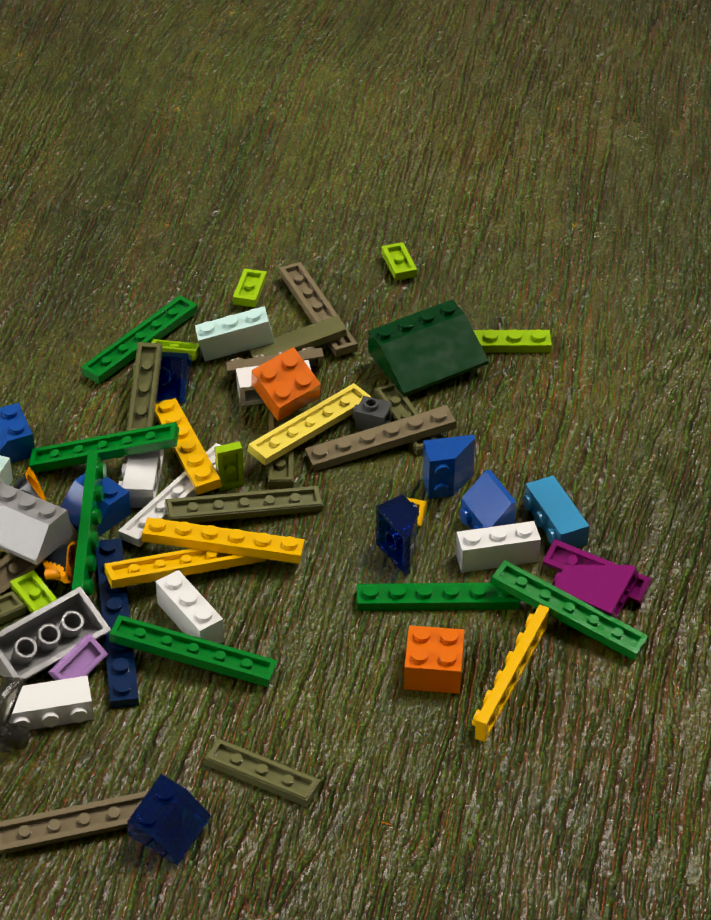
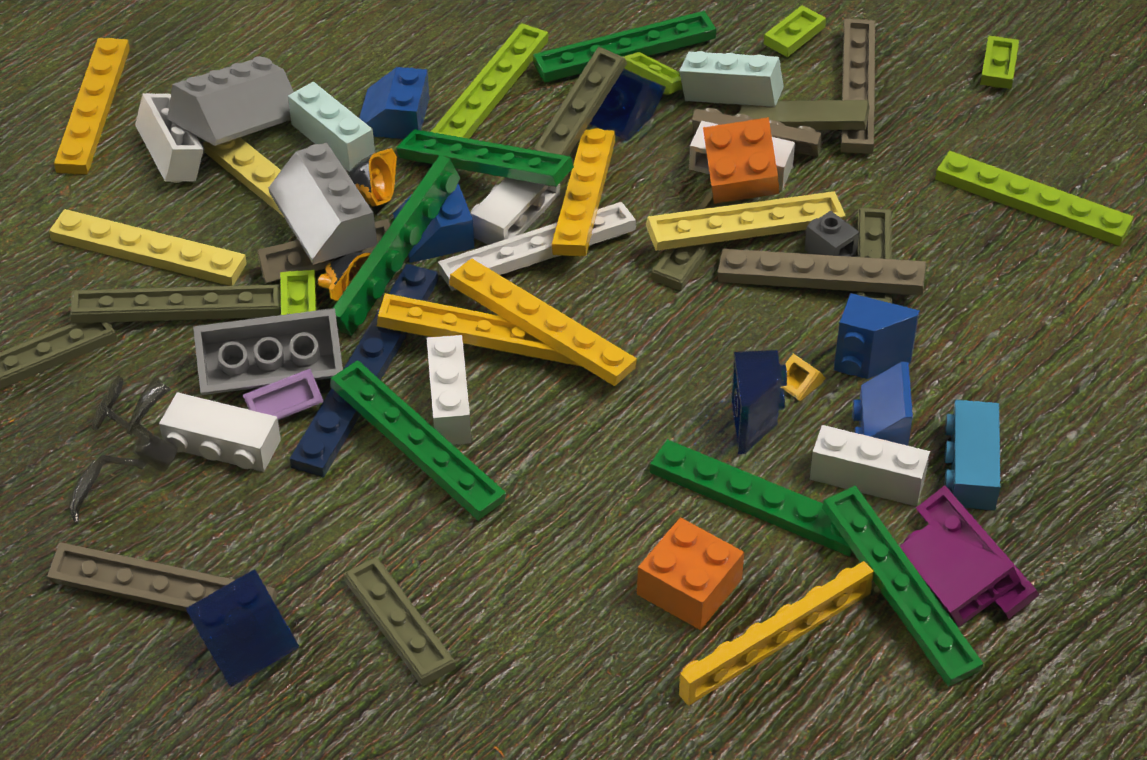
camera: 30 degrees right, 5 degrees up
(64, 396) = (492, 82): none -> lime plate
(230, 465) = (610, 234): lime plate -> none
(244, 505) = (601, 289): olive tile -> none
(426, 348) = (951, 180): dark green slope -> none

